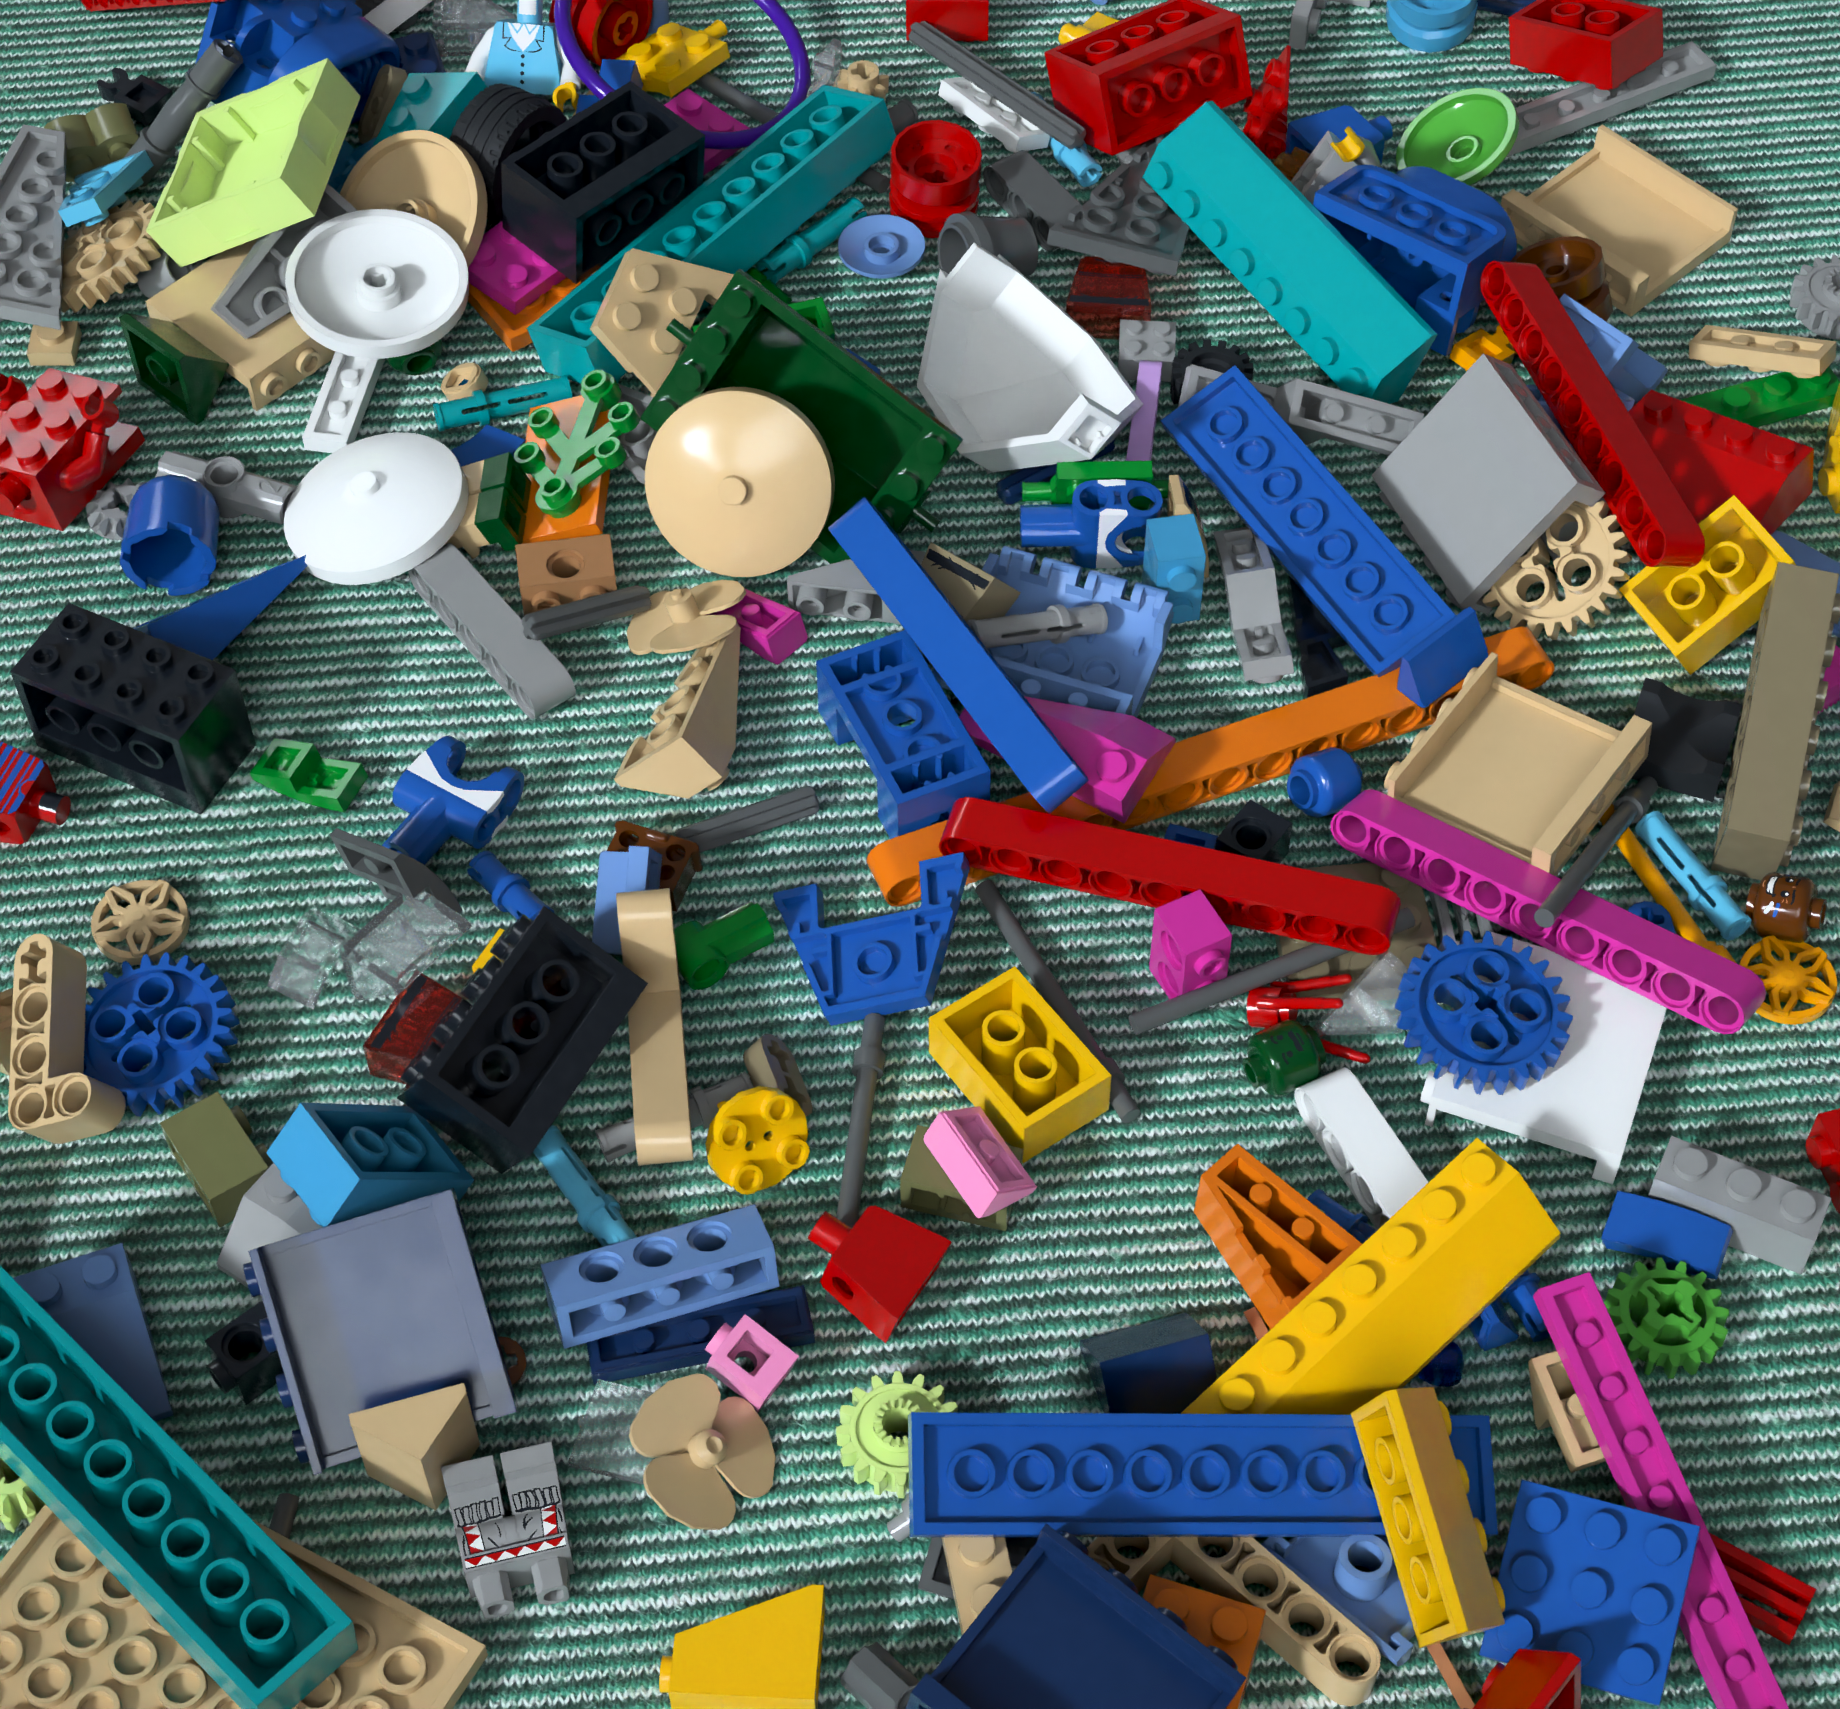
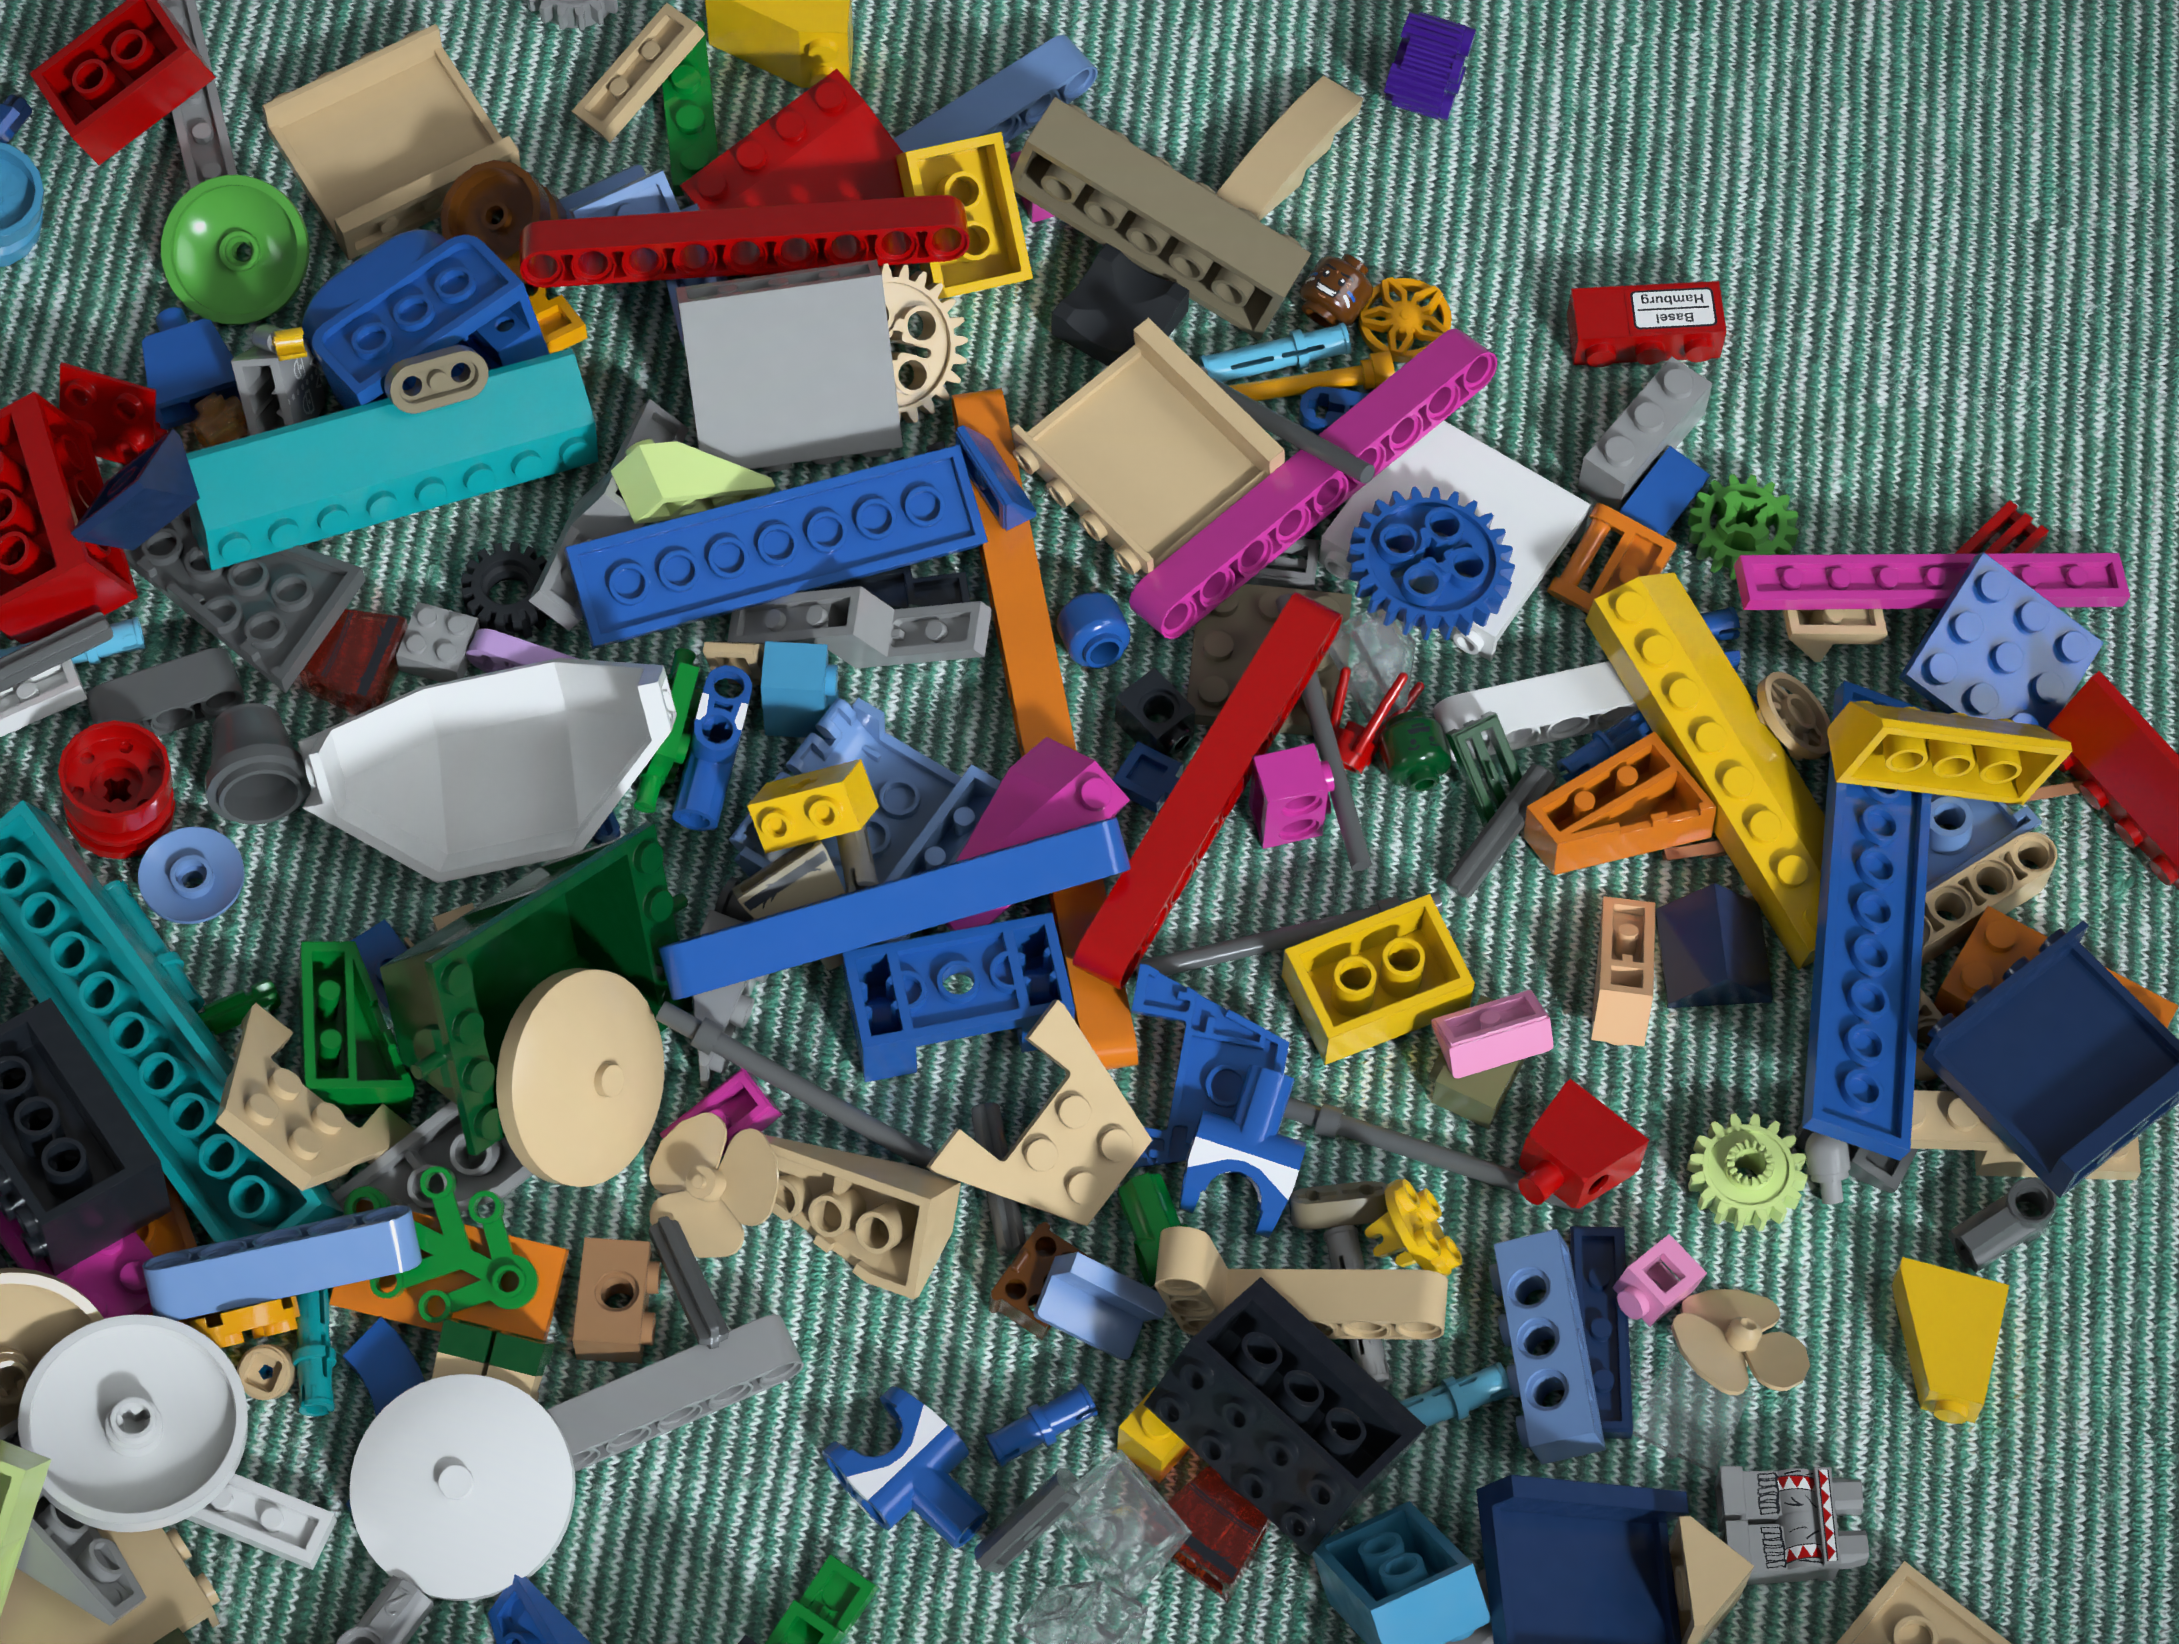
camera: 80 degrees left, 10 degrees up
(492, 349) = (262, 1319): none -> light orange plate
(532, 341) = (282, 1263): none -> medium blue beam
(778, 852) = (1072, 1147): none -> tan wing
(806, 985) = (1248, 1147): none -> blue connector
(808, 570) = (708, 1037): none -> dark grey bar
(1037, 573) = (813, 806): none -> yellow brick
(1096, 1283) = (1624, 972): none -> light nougat slope
(1163, 86) = (141, 497): none -> dark blue slope
(1214, 1145) = (1499, 832): none -> dark grey axle
(1302, 1131) = (1464, 759): none -> dark green tile
(1340, 436) = (679, 480): none -> yellowish green slope
(1355, 237) = (434, 381): none -> dark tan plate
(1448, 1384) = (1793, 718): none -> tan wheel
(1581, 1215) = (1637, 554): none -> orange plate

